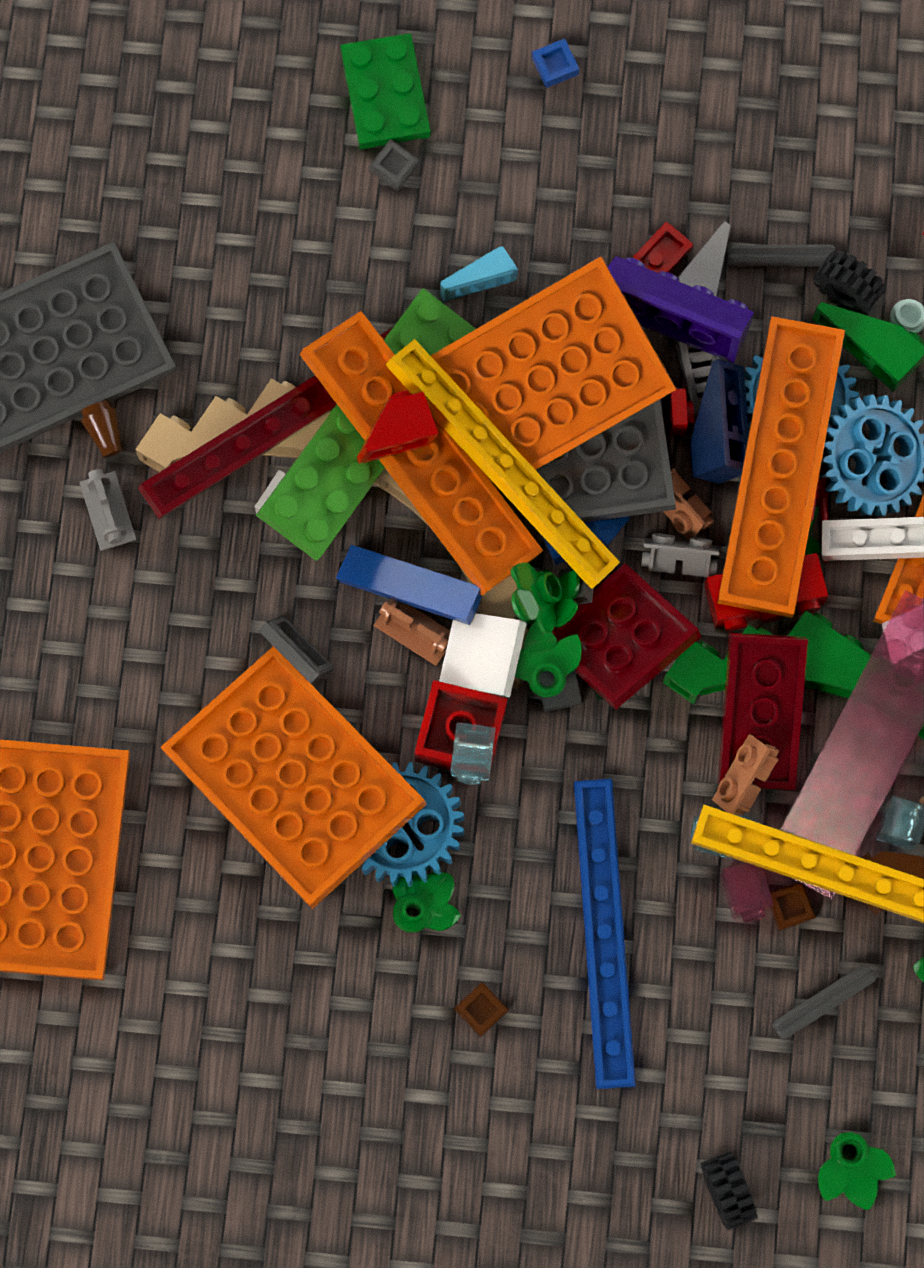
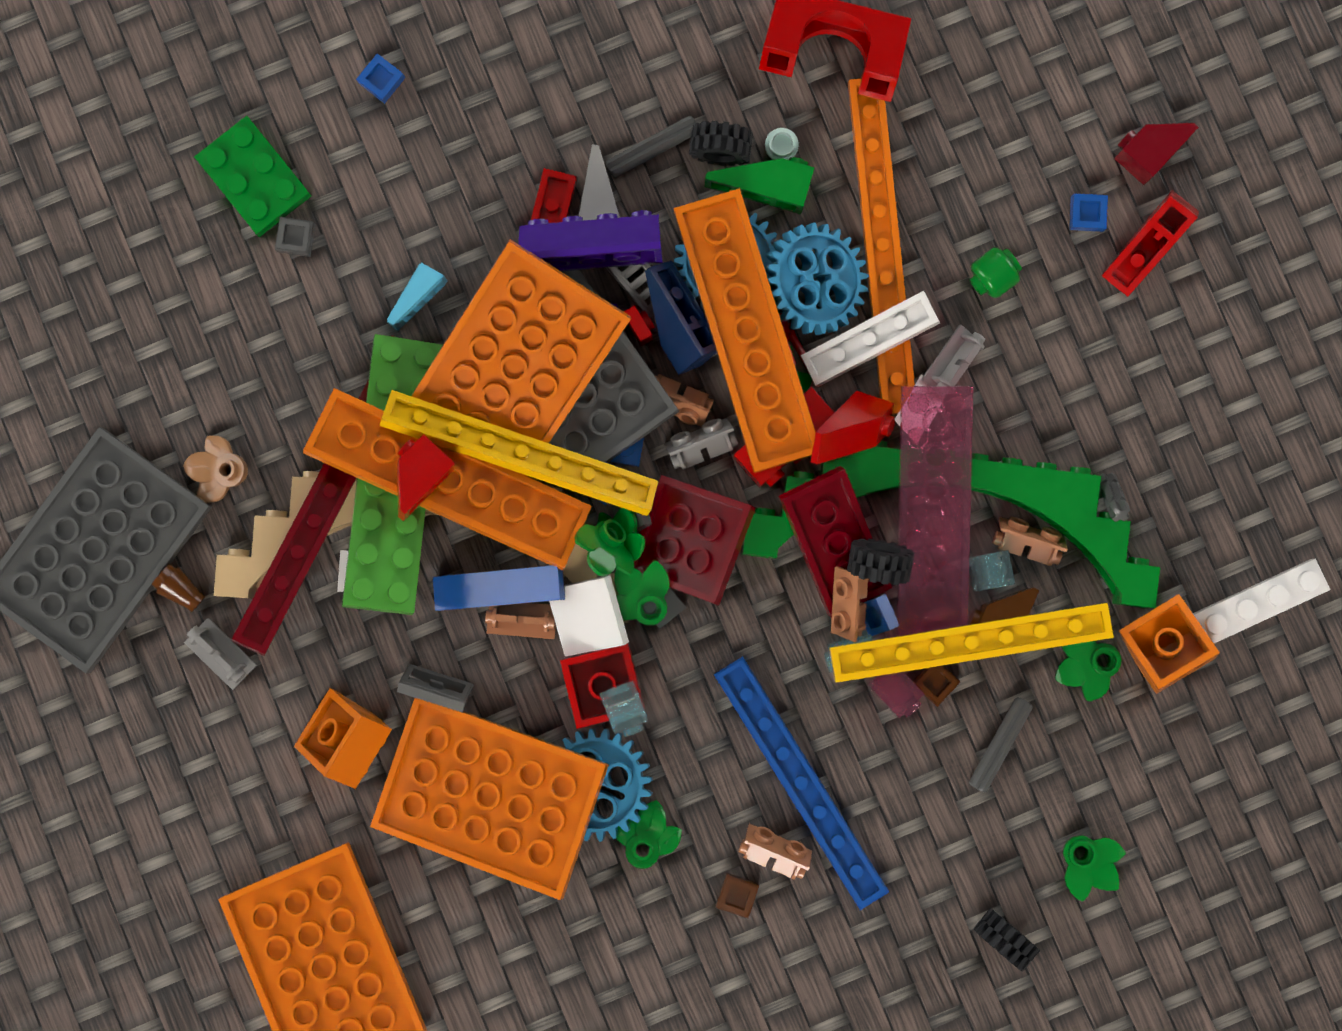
camera: 25 degrees left, 10 degrees up
(181, 650) = (342, 739): none -> orange slope
(196, 334) = (211, 469): none -> medium nougat plate
(553, 995) = (790, 856): none -> nougat hinge
(769, 807) = (879, 615): none -> blue plate
(797, 746) = (880, 561): none -> black tyre
(836, 609) = (853, 428): none -> red slope

